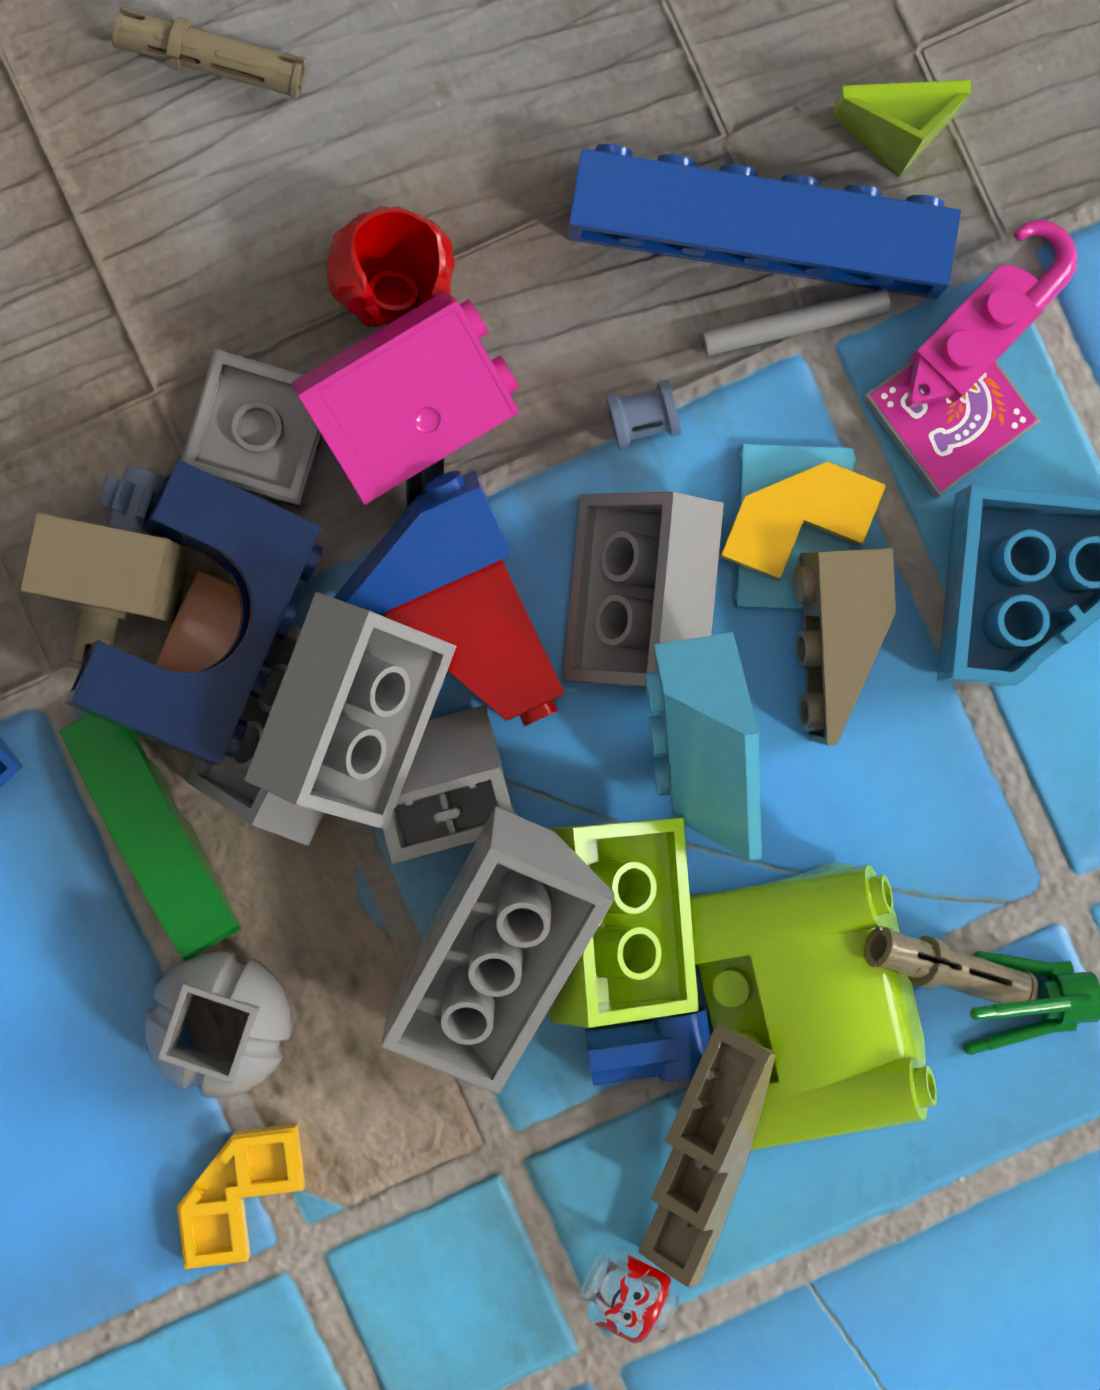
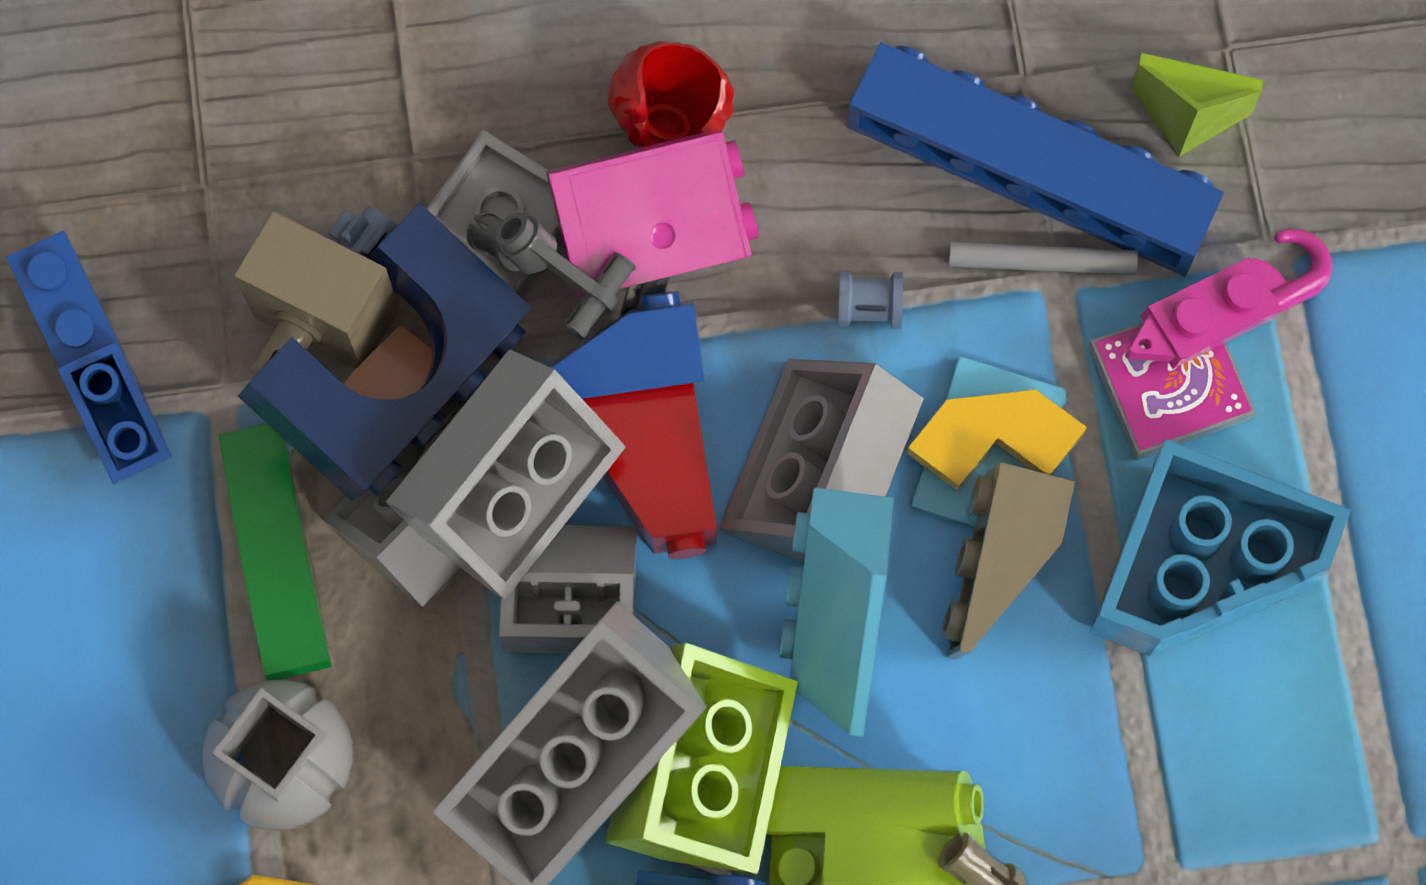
camera: 25 degrees right, 15 degrees down
(305, 474) = (528, 247): none -> dark grey pin

